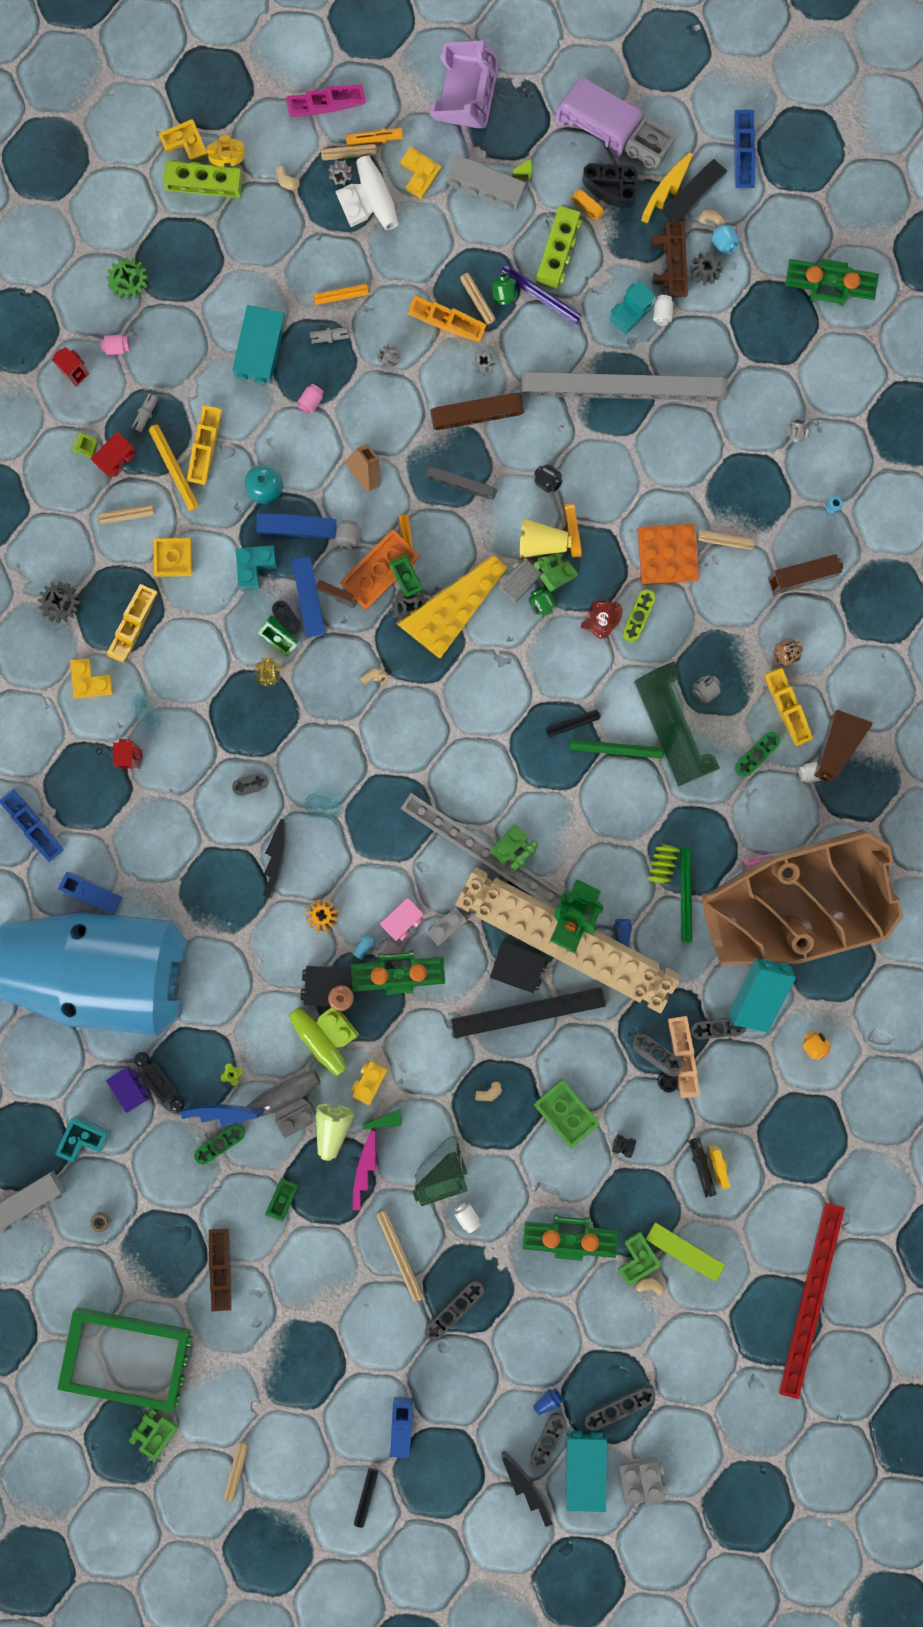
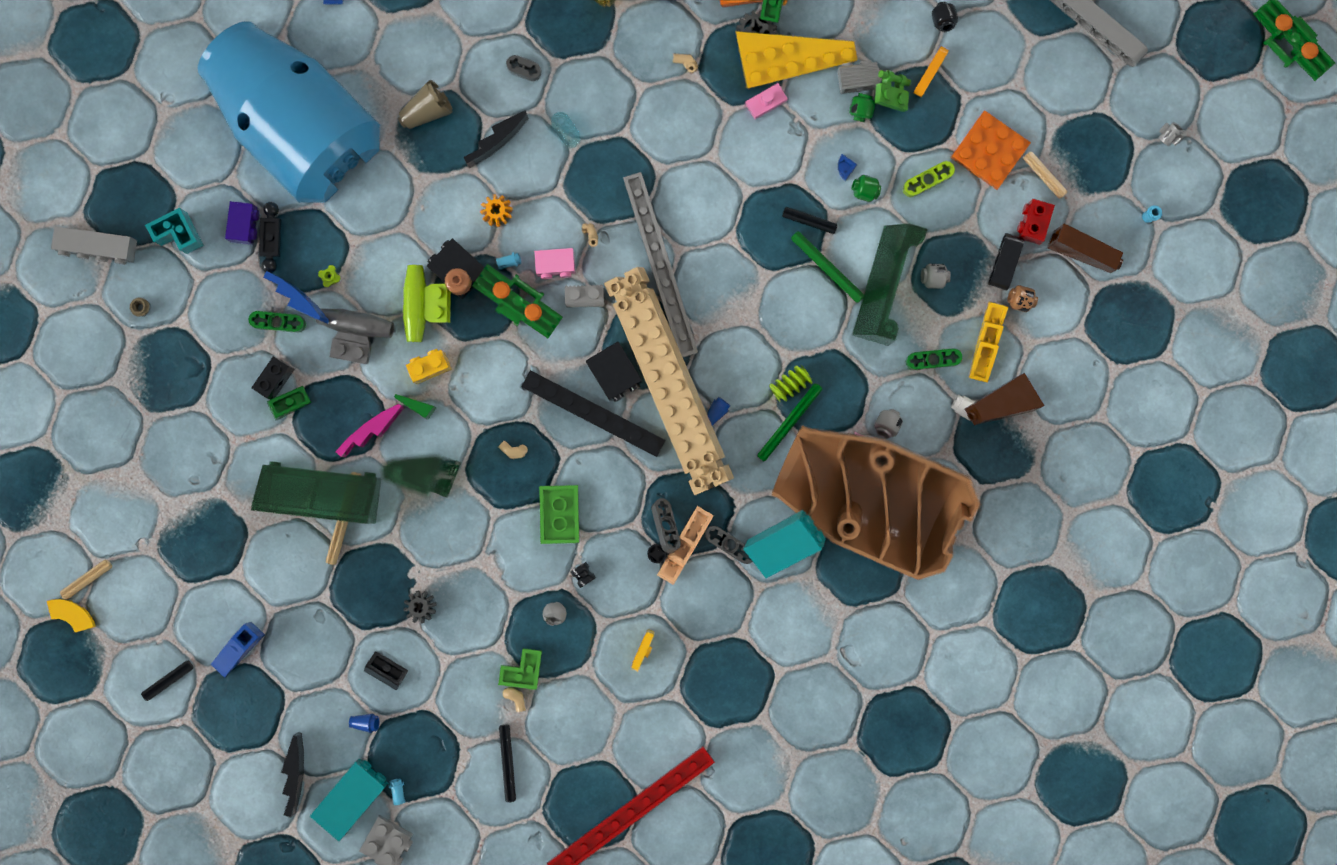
camera: 45 degrees right, 0 degrees up
(89, 892) = (334, 50): blue slope -> none
(125, 1359) = (72, 425): window -> none
(158, 1437) = (47, 505): bright green plate -> none
(198, 879) = (425, 106): none -> dark tan cone
(220, 1270) = (199, 417): reddish brown slope -> none
(246, 1507) = (72, 613): none -> yellow tile
(254, 1192) = (273, 378): none -> black brick
(331, 1129) = (370, 378): yellowish green cone -> none
(365, 1255) = (317, 494): none -> clear green windscreen
(413, 873) = (593, 237): none -> tan arm
(454, 1310) = (351, 594): dark grey beam -> none
(462, 656) = (766, 101): none -> bright pink tile
(467, 1217) = (418, 530): white brick -> none
(509, 844) = (685, 272): bright green plate -> none
(510, 1279) = (426, 608): none -> dark grey gear
(530, 1347) = (385, 670): none -> black slope
(542, 539) = (901, 57): light yellow cone -> none
(559, 1431) = (325, 753): dark grey beam -> none
(566, 658) = (845, 166): none -> blue tile
(570, 915) = (687, 359): green piece -> none
(570, 1246) = (478, 616): green piece -> none
(597, 663) = (866, 188): none -> green head
(603, 618) = (899, 157): clear red piece -> none
(617, 1404) = (415, 772): dark grey beam -> none
(617, 1434) = (397, 791): none -> medium azure pin
(626, 1194) = (554, 613): none -> light grey piece
(685, 1252) = (563, 695): lime slope -> none
(685, 1341) = (507, 763): none -> black axle
(700, 1161) = (630, 641): black pin -> none
(748, 582) = (1035, 221): none -> red brick
(751, 632) = (1006, 261): none -> black beam
(763, 833) = (888, 423): none -> light grey head
(816, 1045) = (795, 619): light orange head -> none

